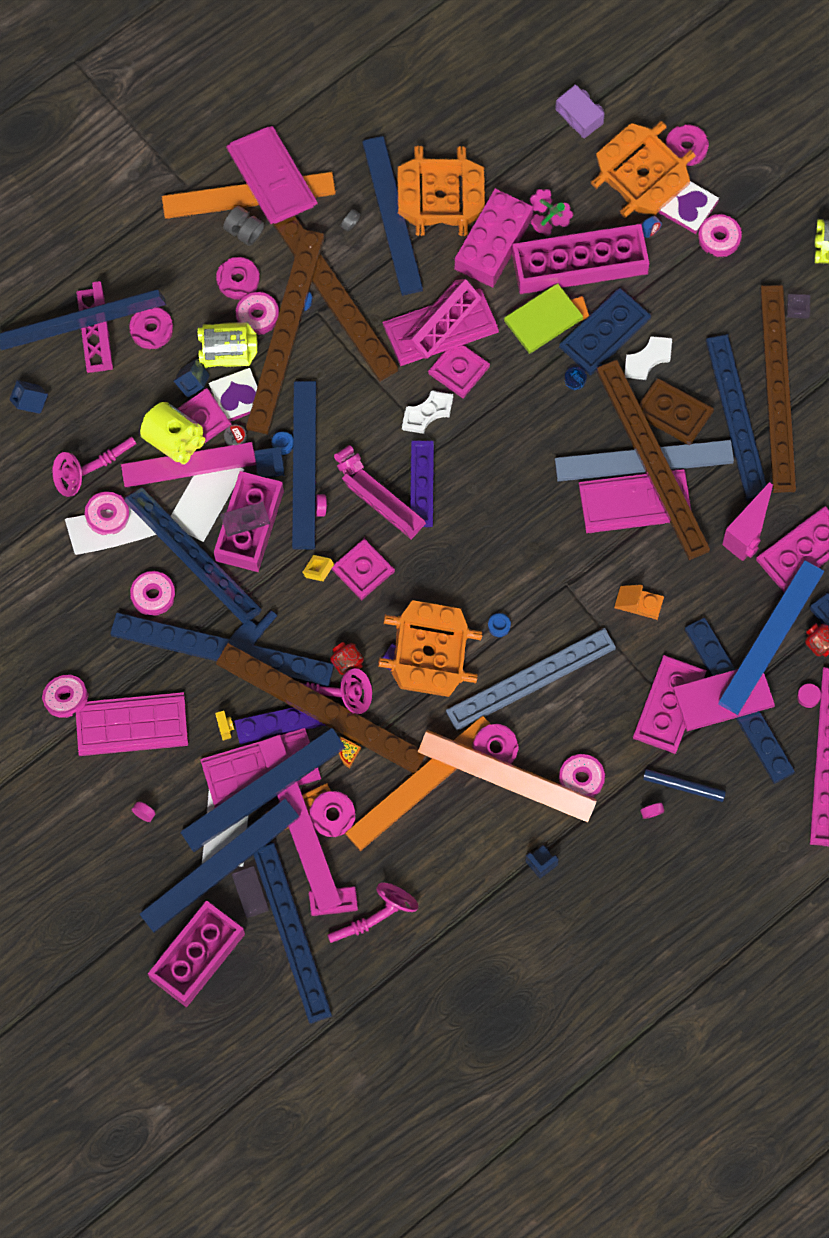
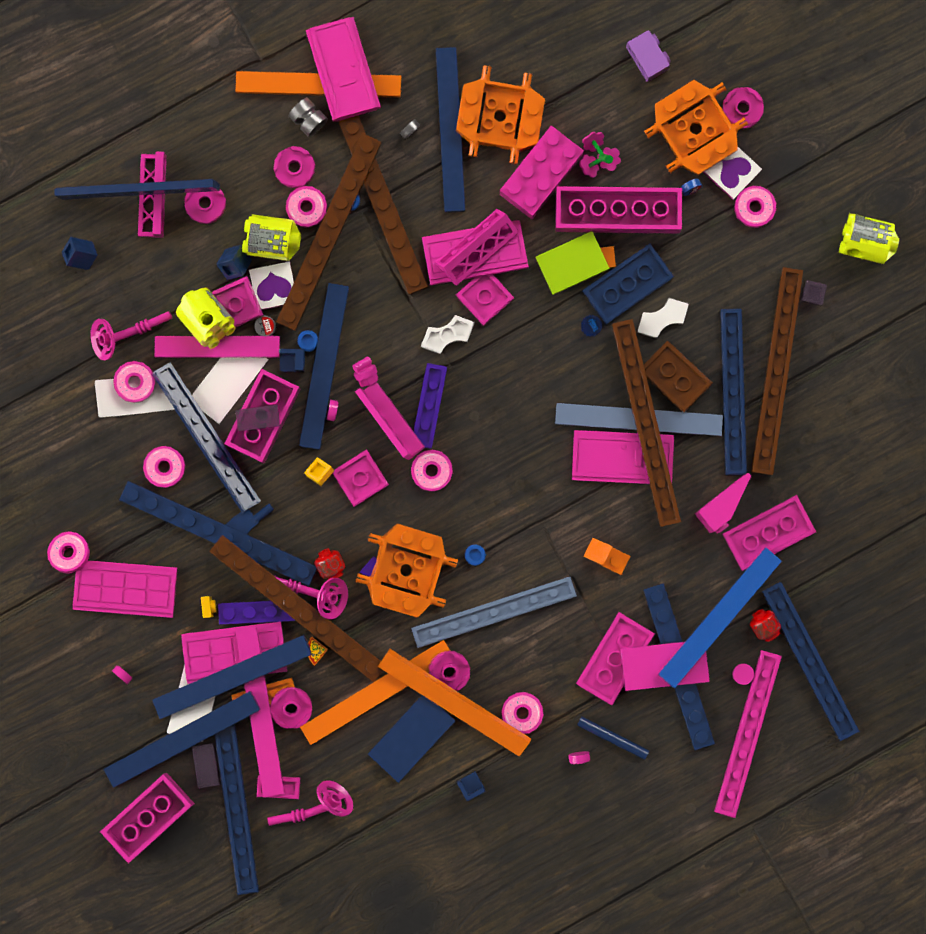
camera: 10 degrees right, 15 degrees up
(440, 536) = (436, 482): none -> tile
(467, 823) = (411, 737): none -> dark blue tile

